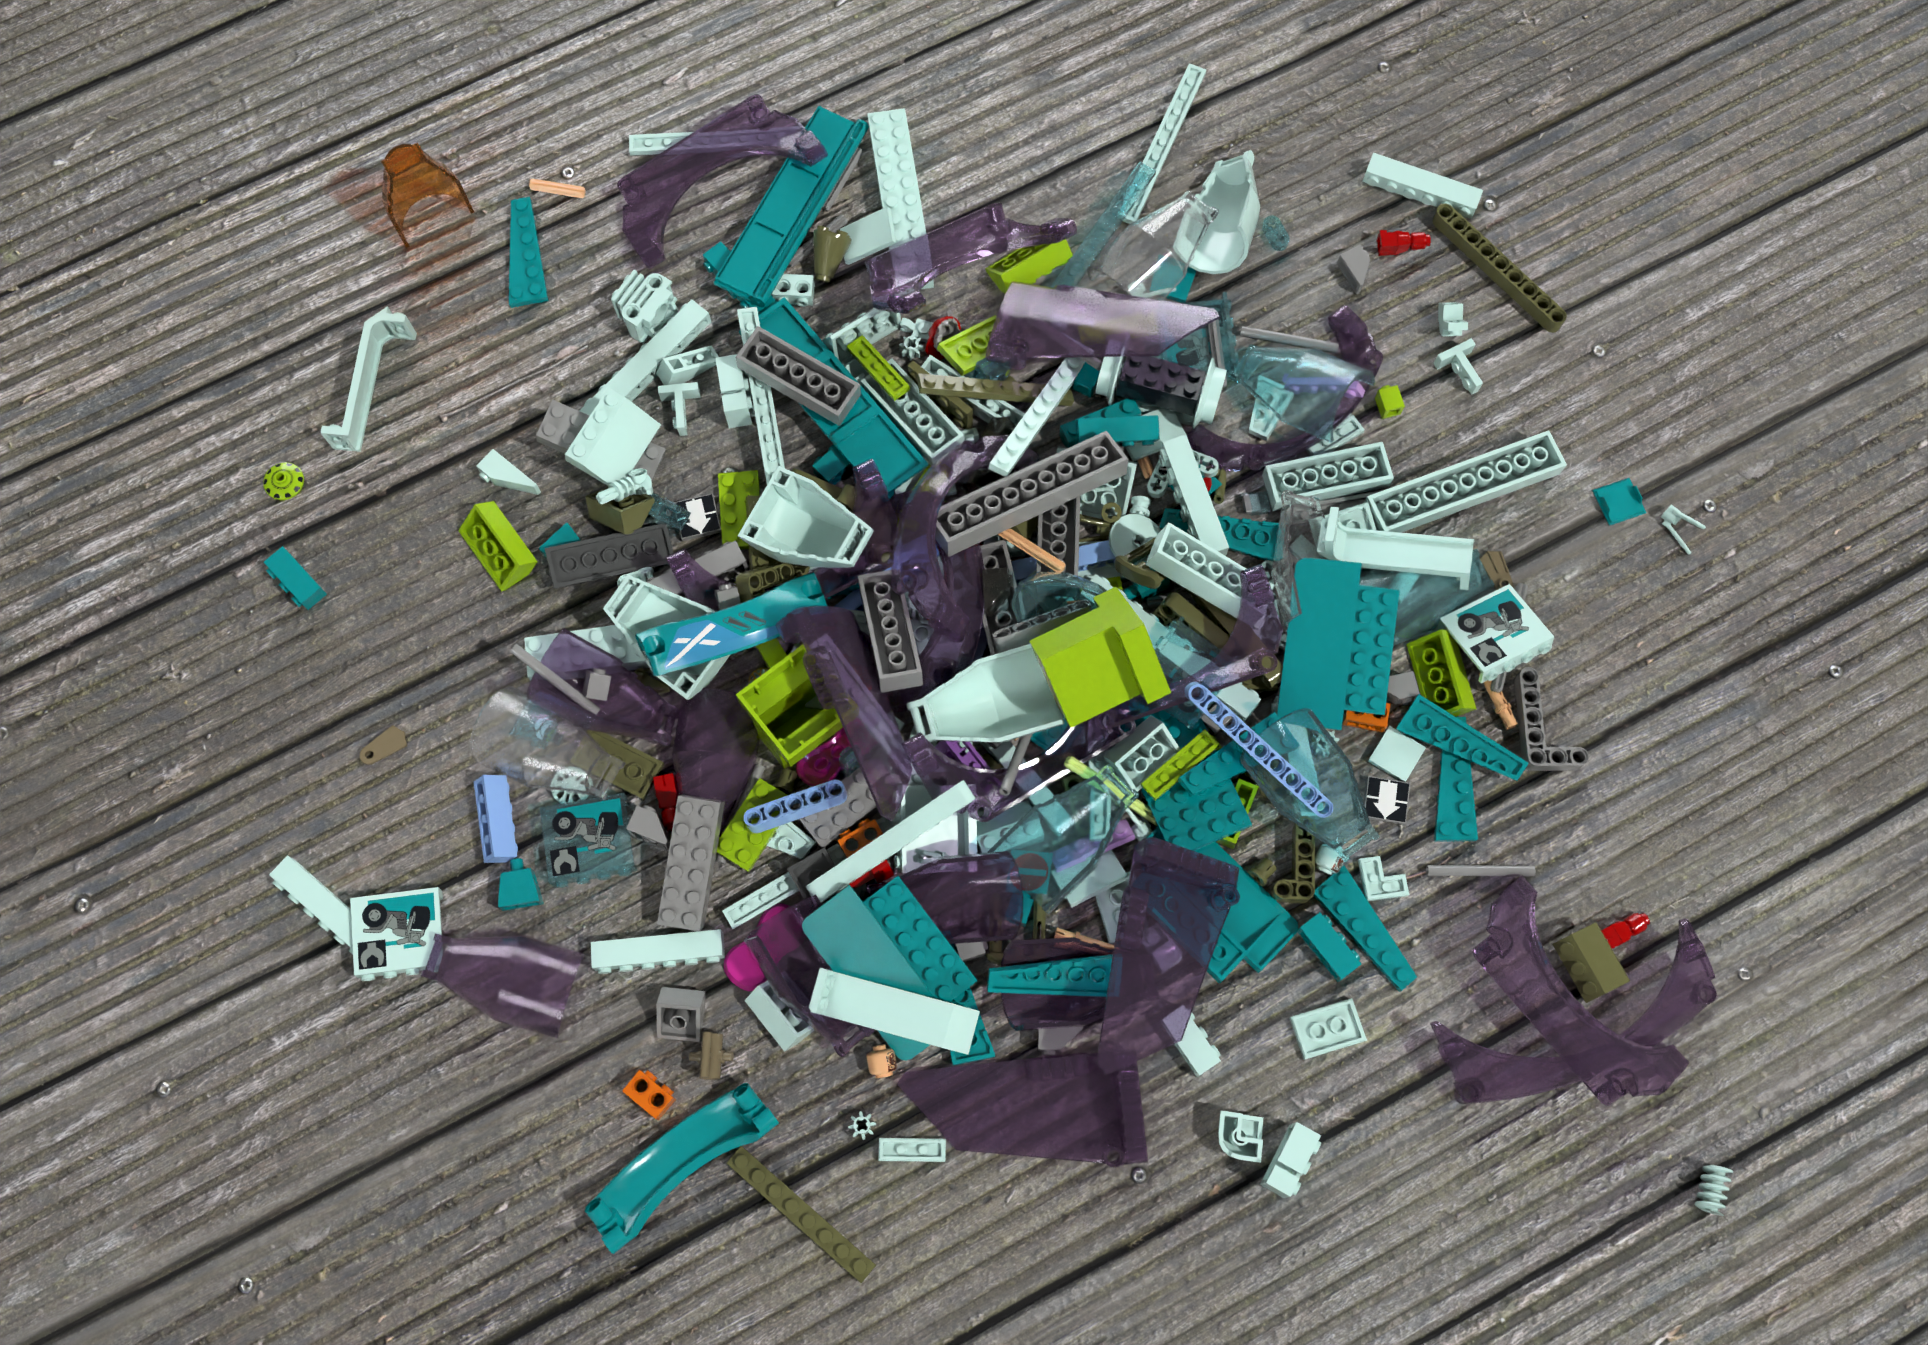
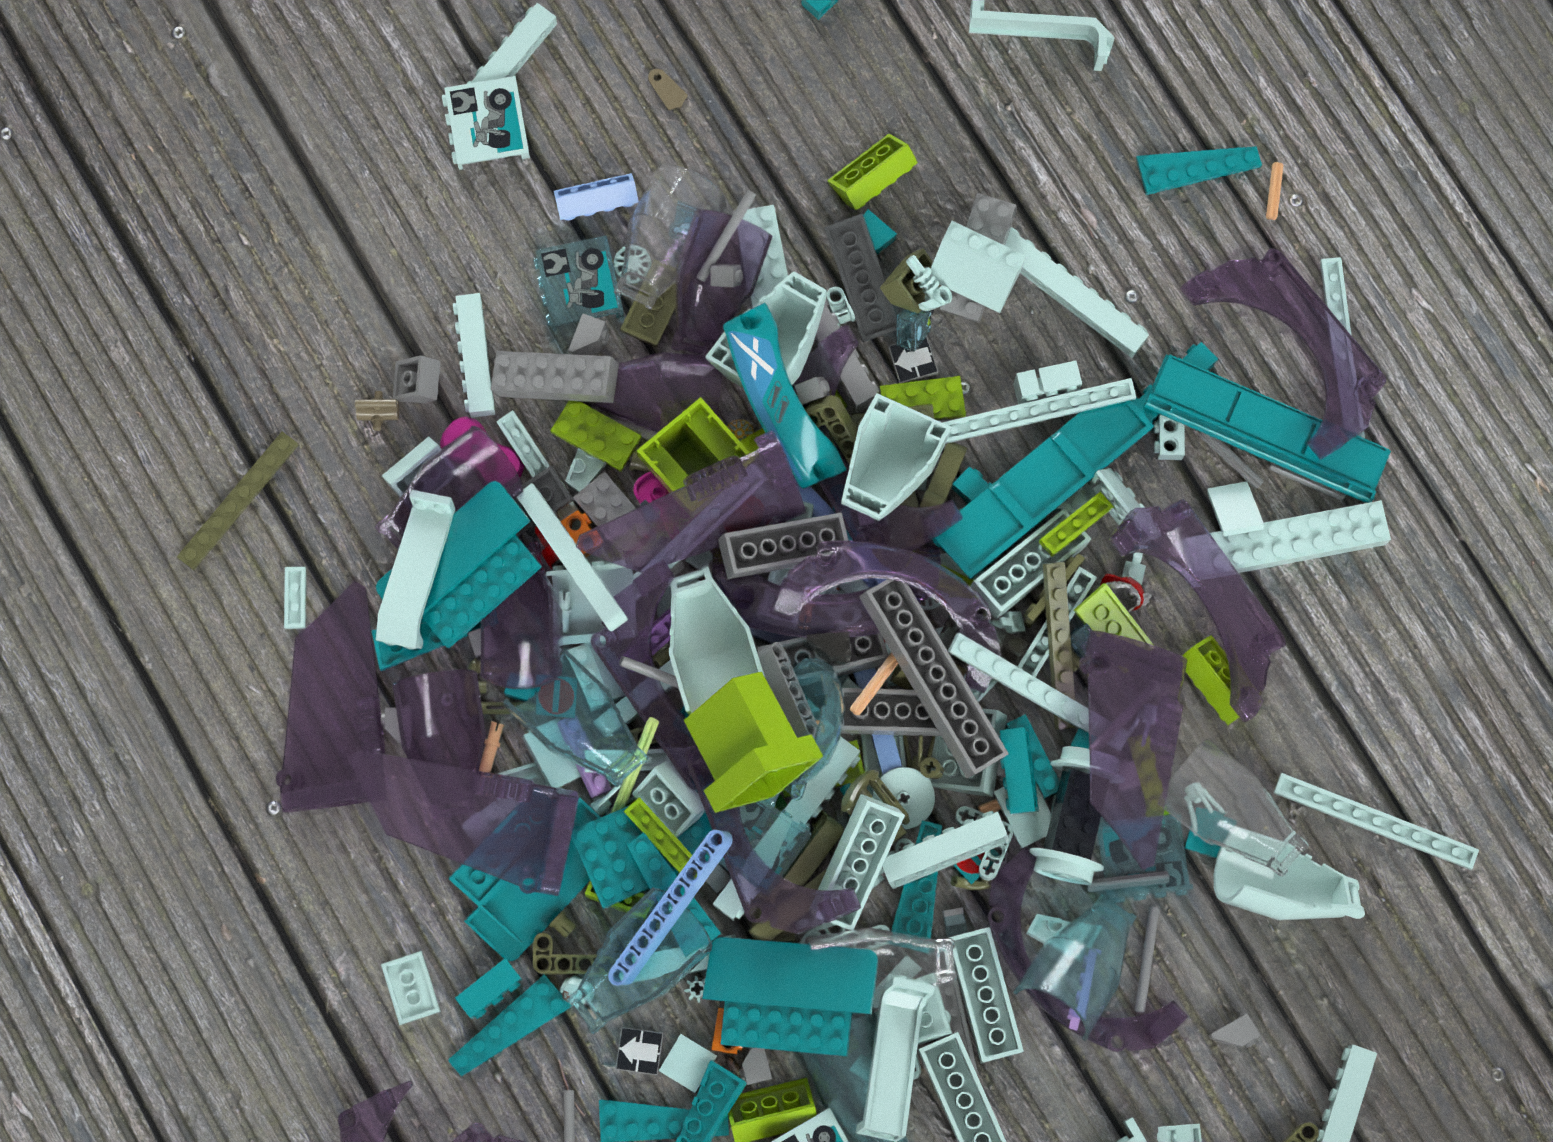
camera: 85 degrees right, 5 degrees up
(413, 176) = (1250, 33): clear orange windscreen -> none
(504, 474) = (951, 166): light aqua slope -> none
(508, 978) = (446, 223): clear purple windscreen -> none
(518, 887) = (532, 225): teal torso -> none
(644, 304) = (1139, 288): light aqua piece -> none
(646, 1098) = (337, 355): orange brick -> none
(667, 797) = (623, 350): red piece -> none
(677, 394) = (1033, 332): light aqua bracket -> none
(687, 365) = (1077, 337): light aqua slope -> none
(702, 1136) = (265, 361): teal panel -> none
(785, 803) = (608, 459): light blue beam -> none
(798, 375) = (1056, 442): light grey brick -> none
(828, 252) = (1214, 469): olive cone -> none
(862, 1132) = (317, 545): light aqua gear -> none
(881, 1061) = (374, 565): light nougat head -> none
(911, 347) = (1111, 567): light aqua gear -> none
(1063, 977) = (450, 722): teal wing -> none
(1106, 226) = (1259, 756): clear light blue plate -> none
(1140, 505) = (943, 800): light aqua wheel -> none
(1196, 1049) = (390, 857): light aqua brick -> none
(1241, 1136) = (306, 899): light aqua brick -> none
(1278, 232) = (1272, 942): clear light blue beam -> none
(1291, 1160) = (282, 946): light aqua piece -> none
(1346, 432) = (1041, 1020): light aqua tile -> none
(1376, 885) = (551, 1042): light aqua tile -> none
(1389, 401) = (1078, 1065): lime brick -> none
(1399, 241) = (1271, 1085): red piece -> none

